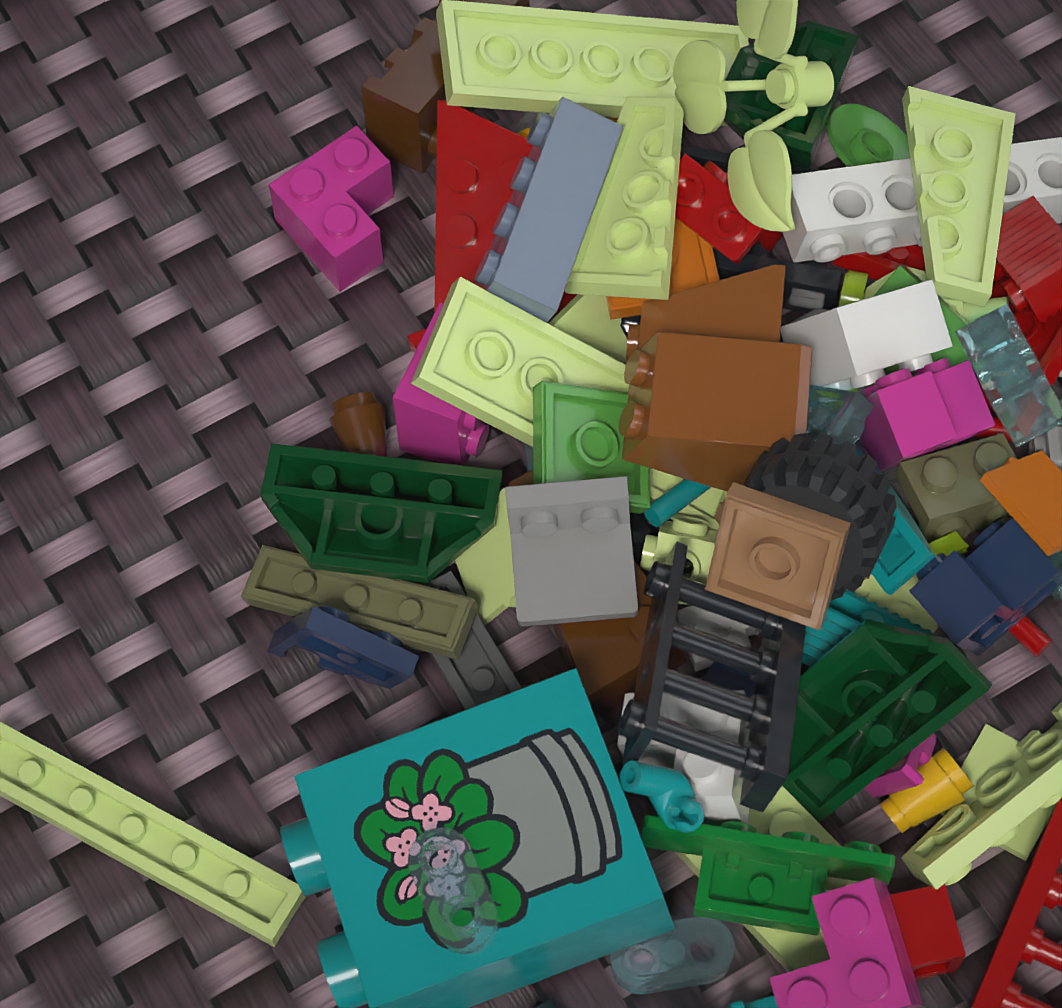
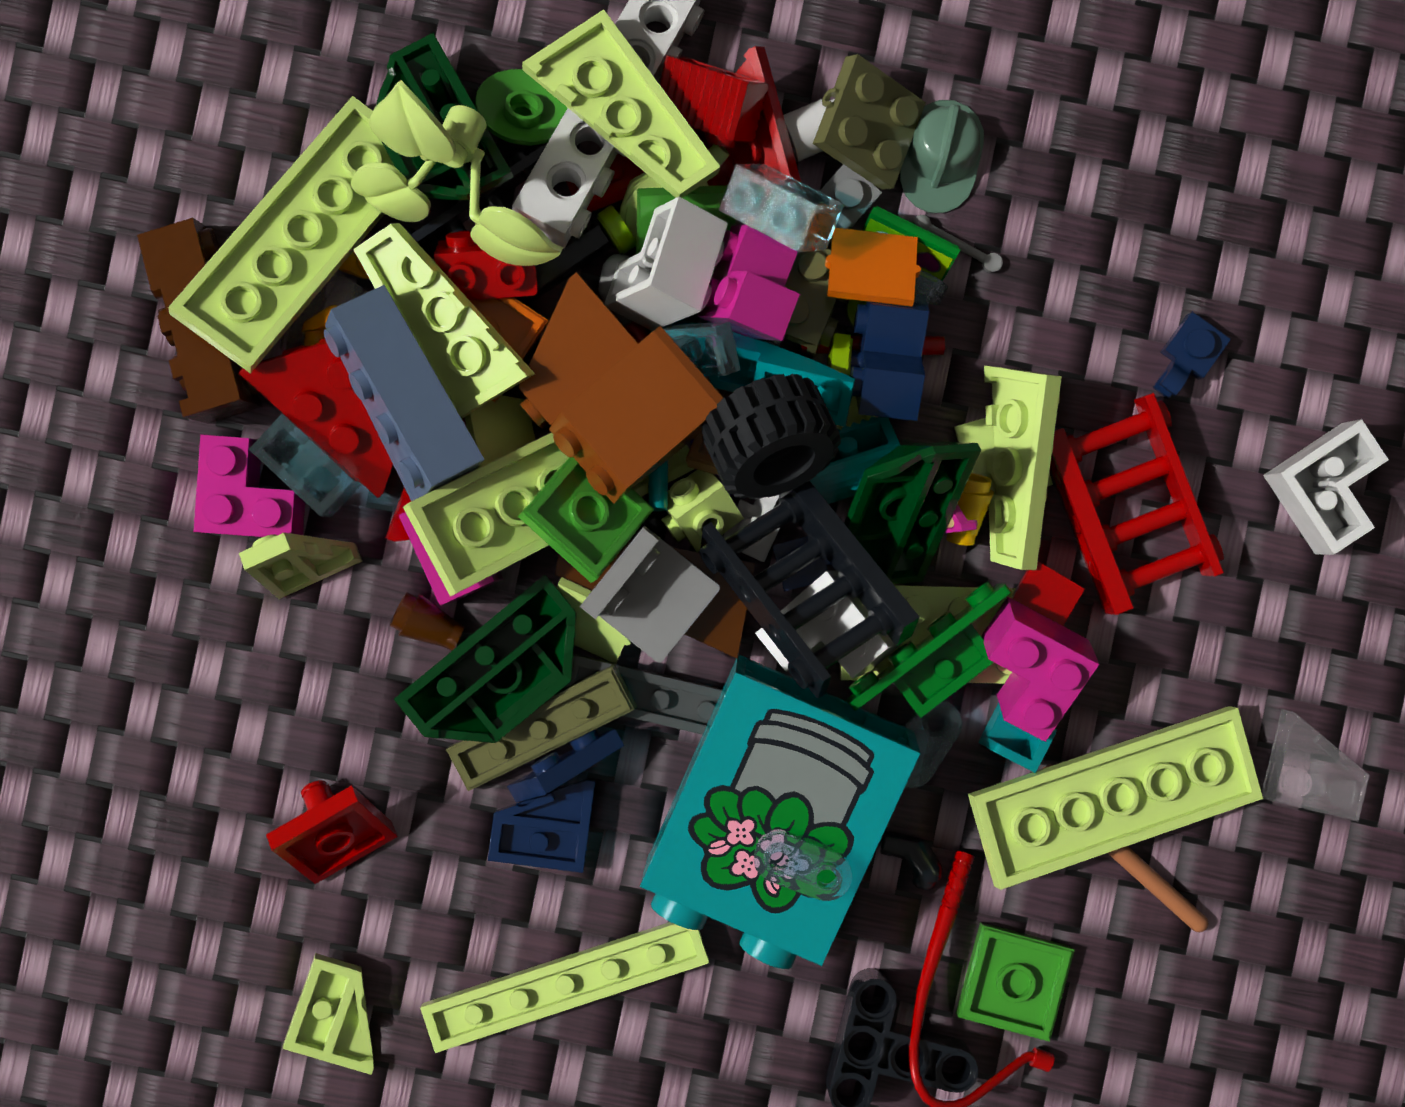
camera: 50 degrees left, 25 degrees up
(97, 506) = (331, 831): none -> red tile
(267, 690) = (545, 829): none -> dark blue wing
(317, 284) = (295, 561): none -> yellowish green wing
(407, 229) = (305, 467): none -> clear light blue brick
(668, 793) = (856, 684): teal arm -> none
(777, 555) = (778, 485): medium nougat tile -> none

